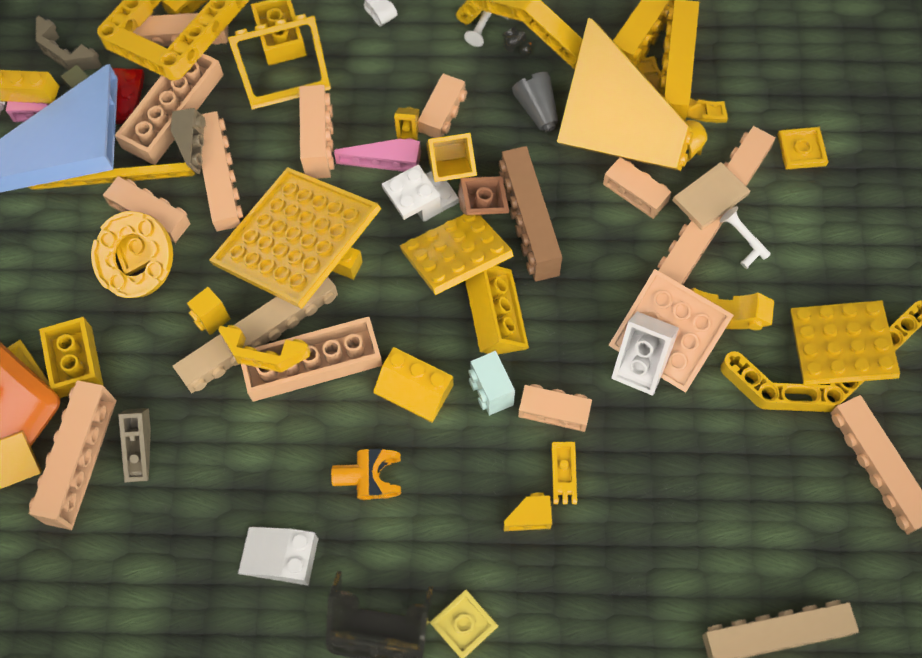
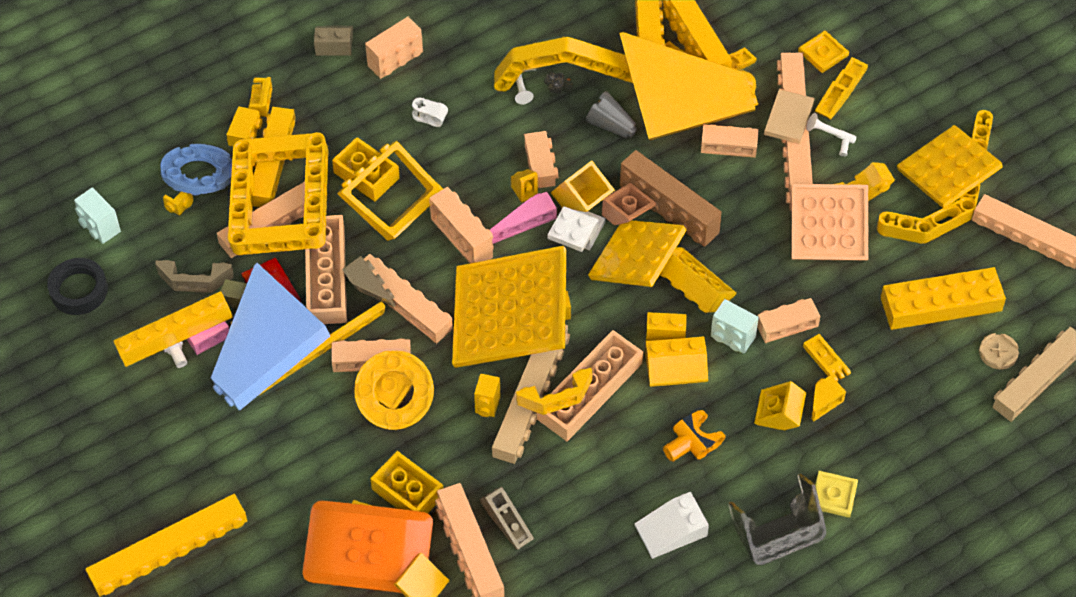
camera: 35 degrees left, 10 degrees down
(429, 343) = (665, 326): none -> yellow brick
(478, 496) = (780, 406): none -> yellow slope
(644, 352) = (823, 247): white slope -> none
(734, 482) = (943, 298): none -> yellow brick
(753, 577) = (998, 351): none -> tan tile
(792, 196) = (841, 88): none -> yellow slope

